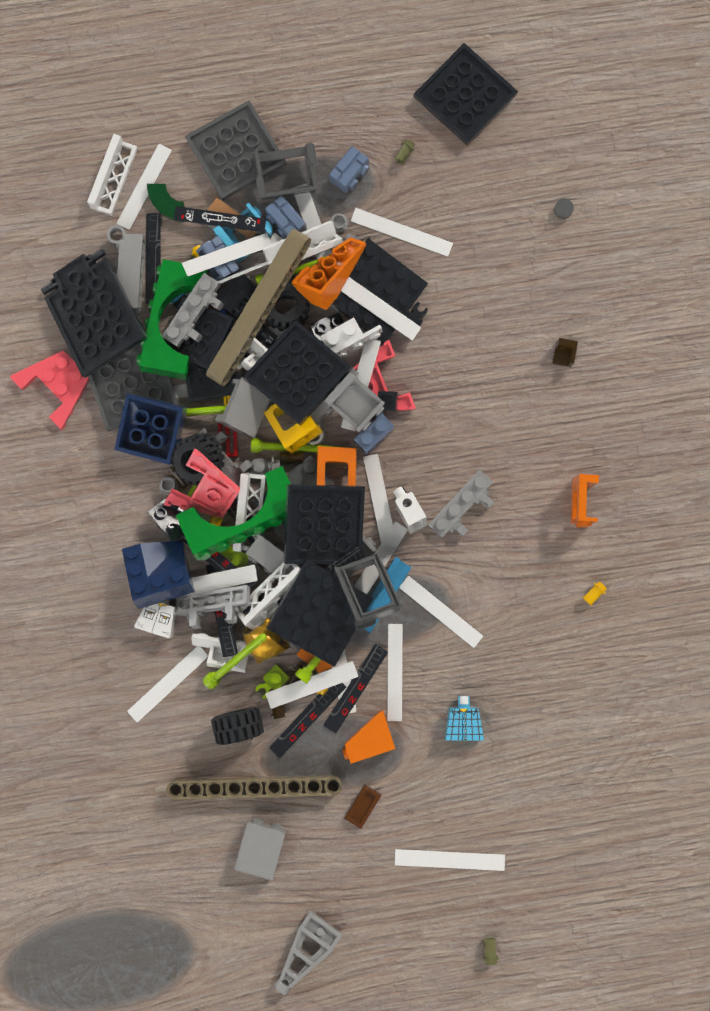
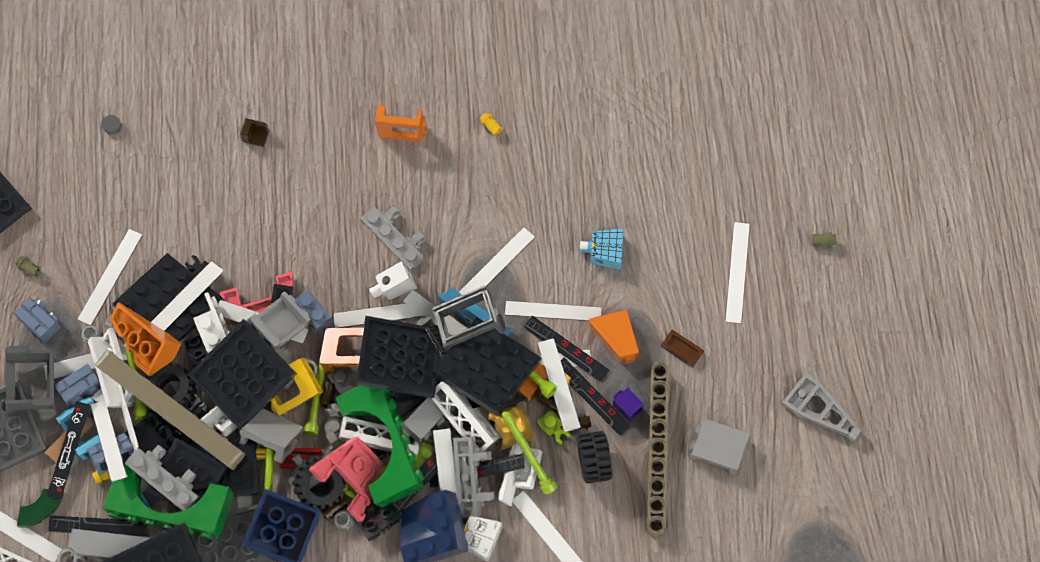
camera: 80 degrees left, 15 degrees down
(298, 754) = (627, 404): none -> dark purple brick

